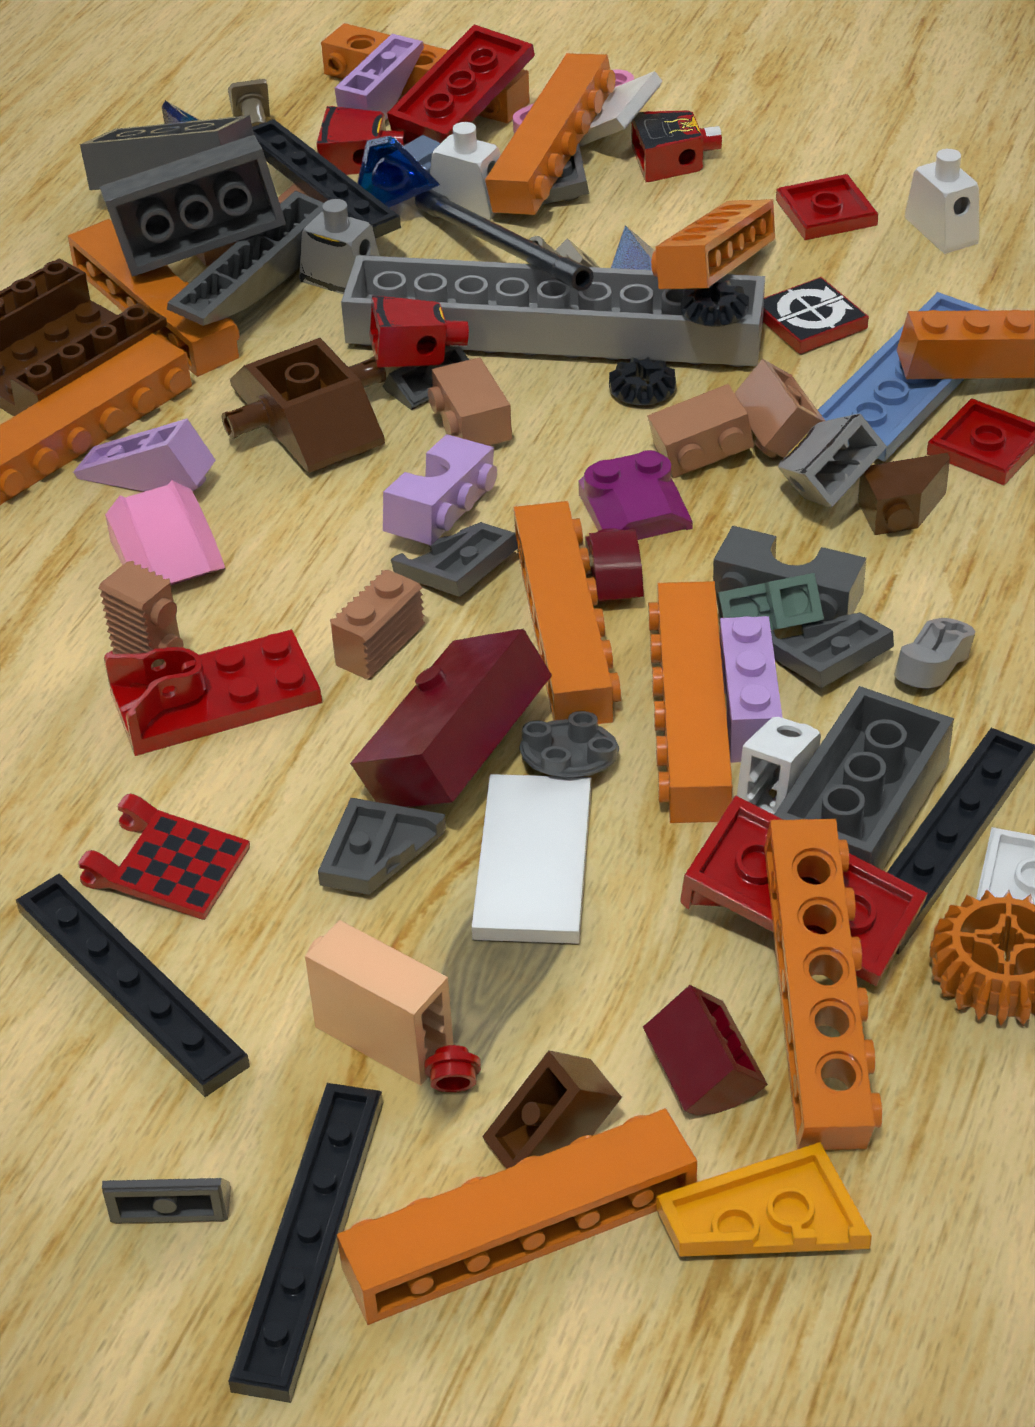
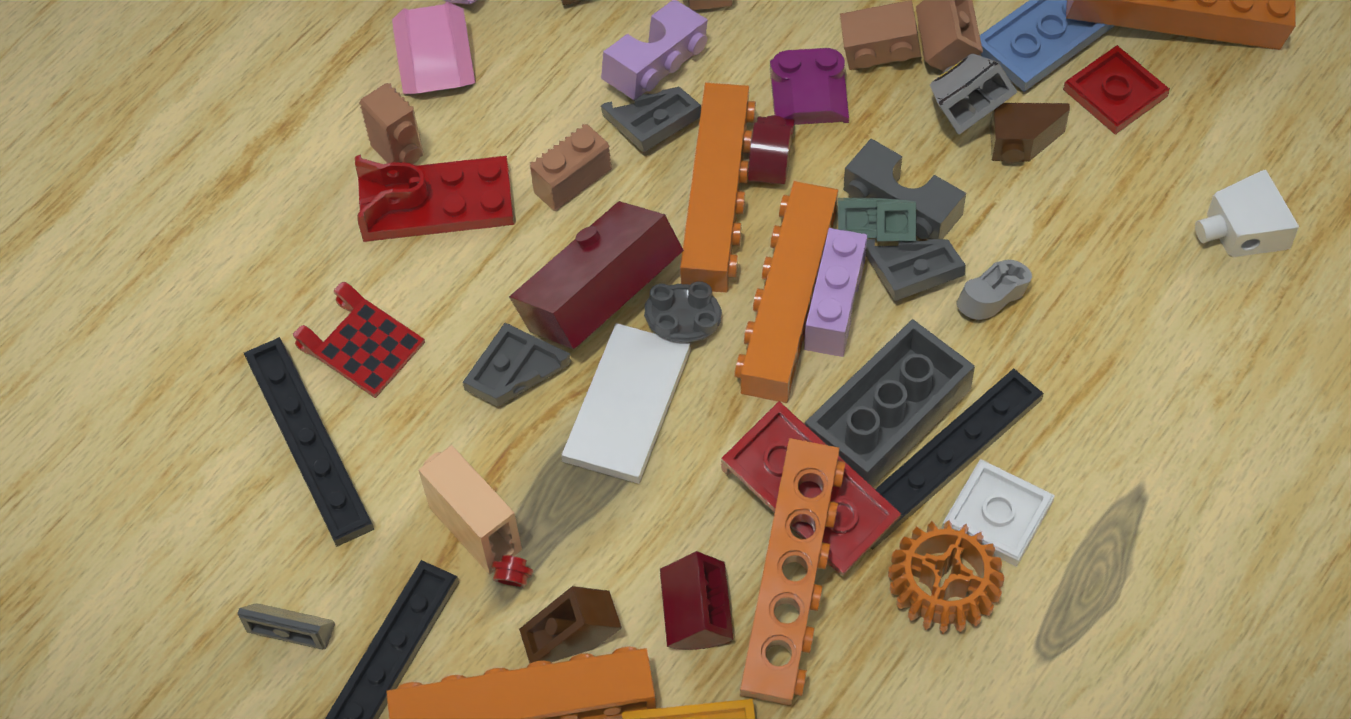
camera: 15 degrees right, 15 degrees up
(775, 761) = (825, 371): white torso -> none

